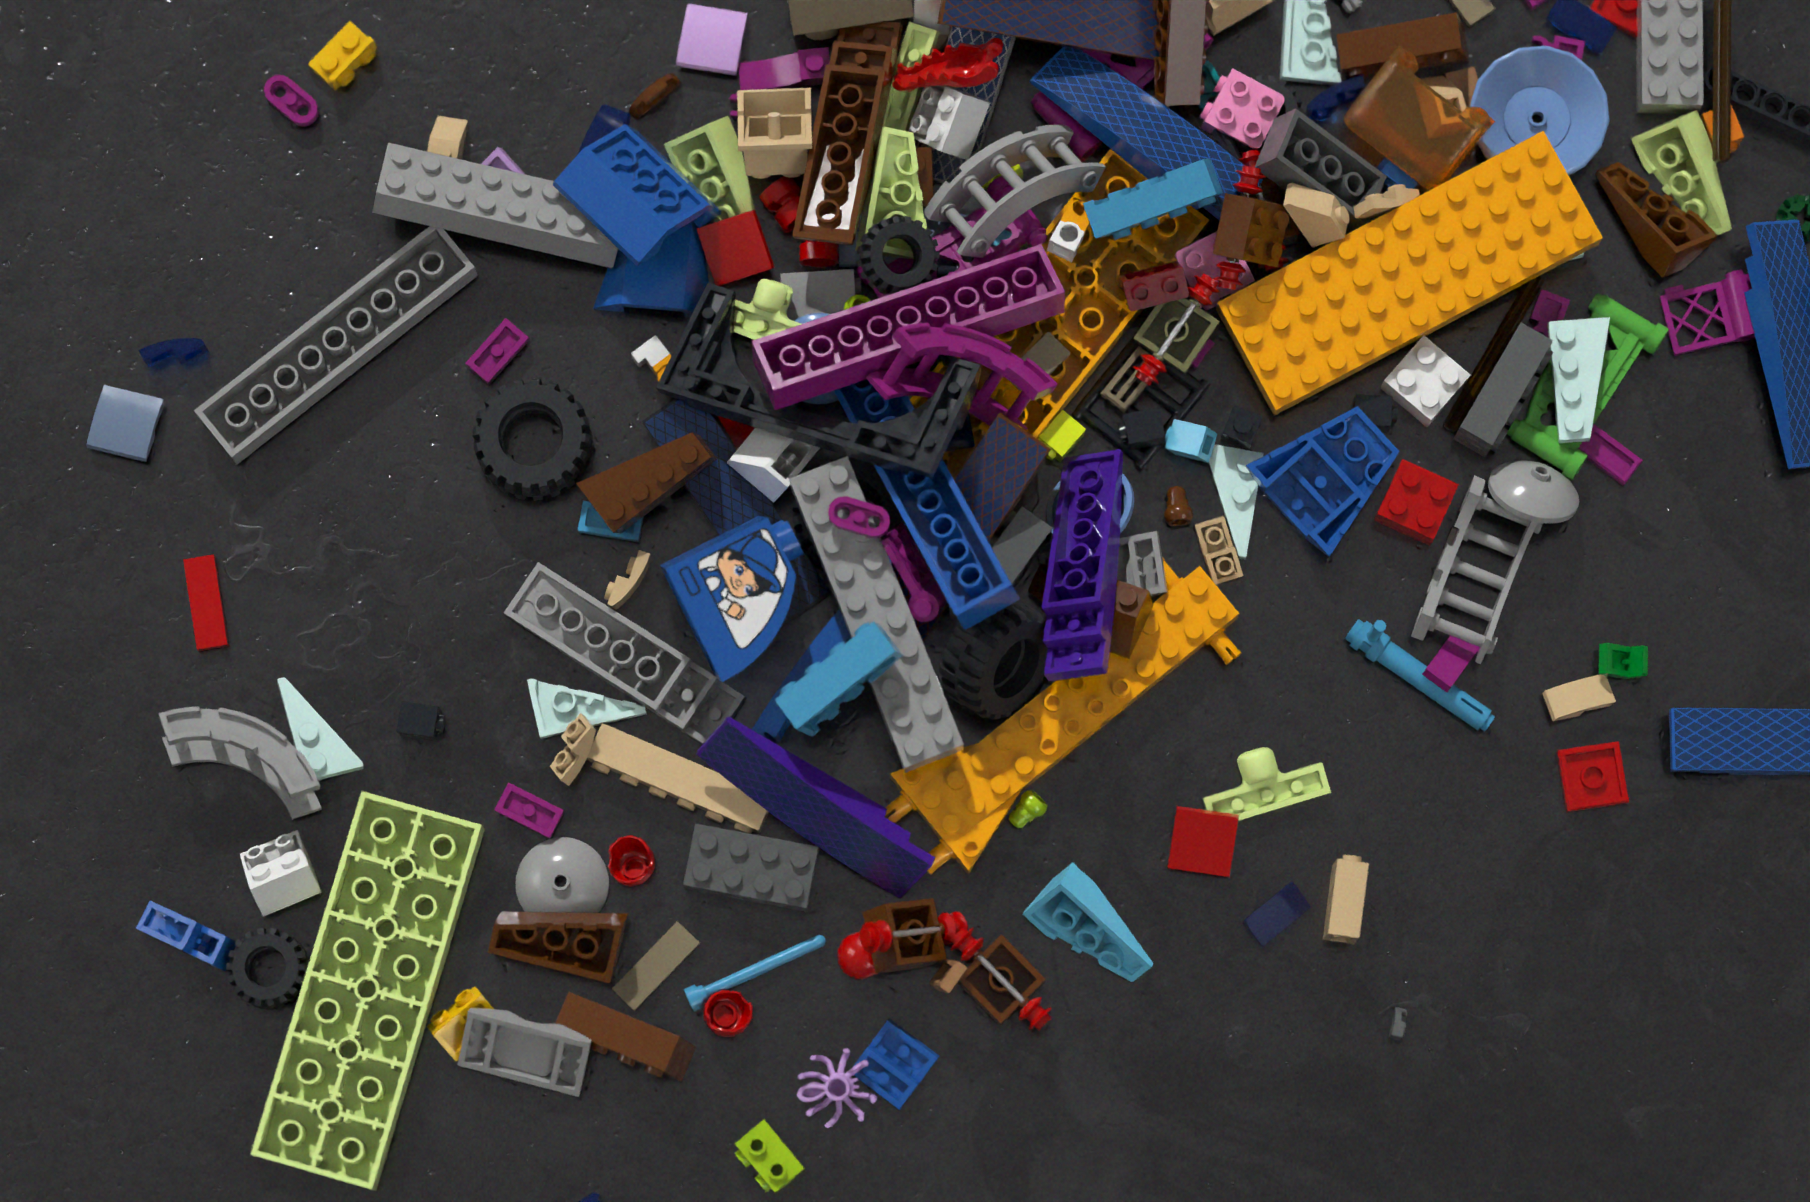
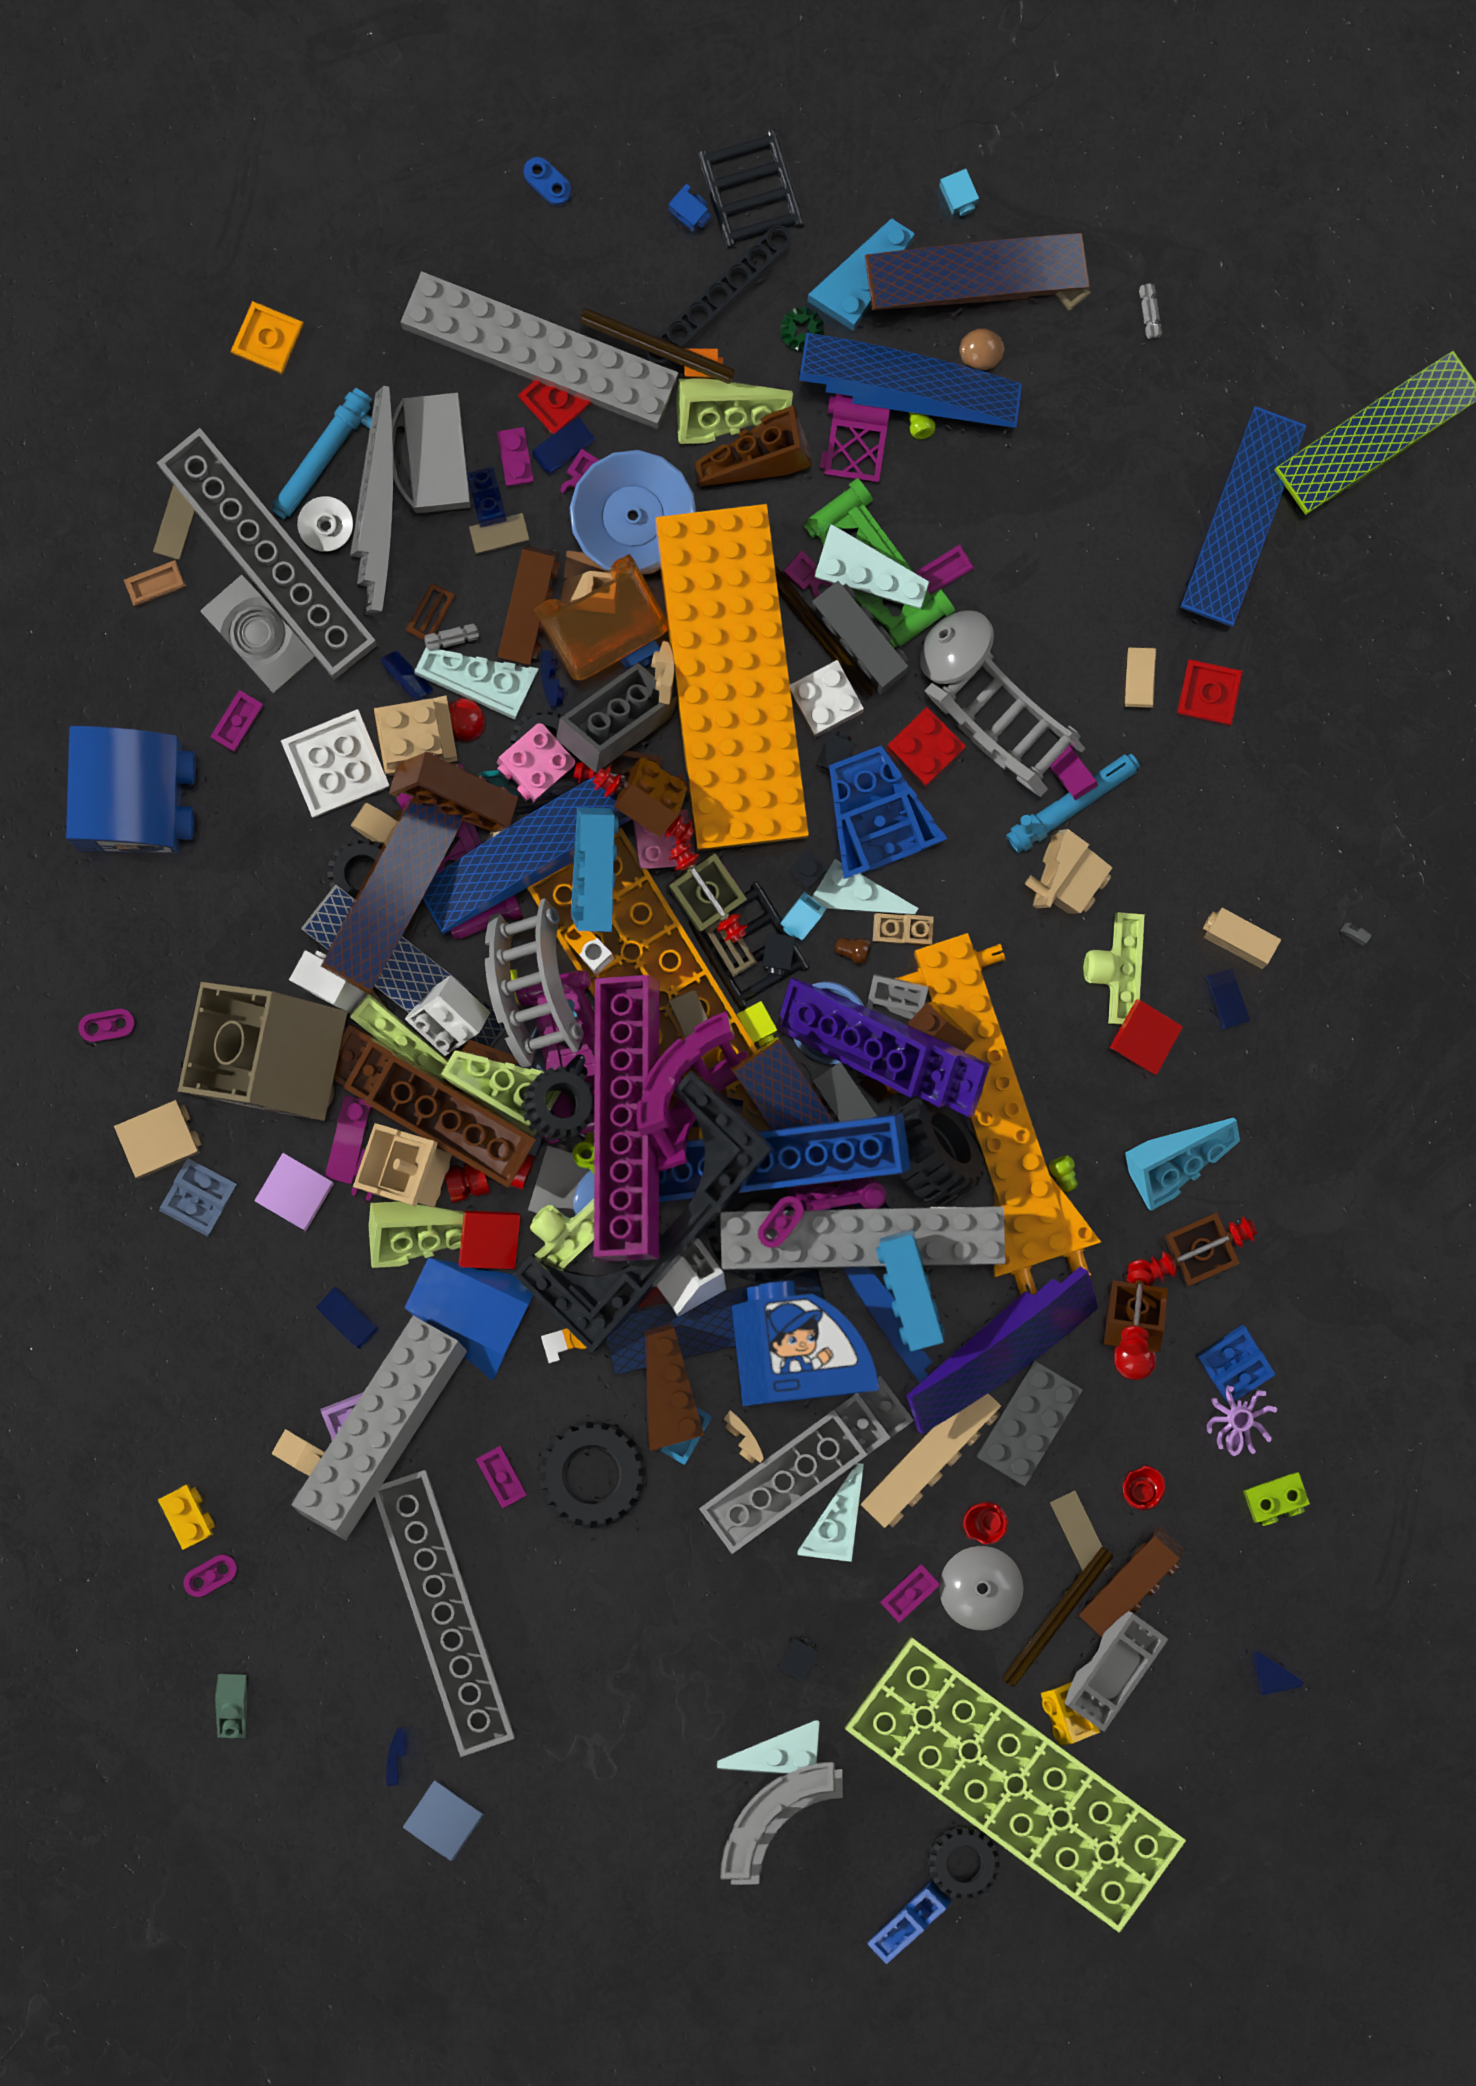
camera: 75 degrees left, 5 degrees up
(167, 168) = (231, 1706): none -> sand green slope
(206, 602) = (626, 1806): red tile -> none
(280, 873) = (885, 1824): white slope -> none
(562, 941) = (1033, 1605): reddish brown wedge -> none
(579, 740) = (870, 1530): tan slope -> none
(613, 989) = (1058, 1616): none -> dark brown axle
(632, 193) = (414, 1308): blue slope -> none
(653, 95) = (325, 1259): reddish brown tile -> none
(699, 995) = (1119, 1507): dark azure piece -> none
(947, 975) = (1182, 1292): medium nougat tile -> none
(956, 67) = (408, 993): red animal -> none
(1154, 285) = (663, 896): dark red bracket -> none
(1259, 31) = (466, 720): none -> red hair
(1316, 214) = (655, 736): tan slope -> none
(1341, 698) = (1069, 875): none -> tan piece
(1623, 661) = (1124, 628): green bracket -> none
(1750, 375) = (921, 425): none -> lime piece

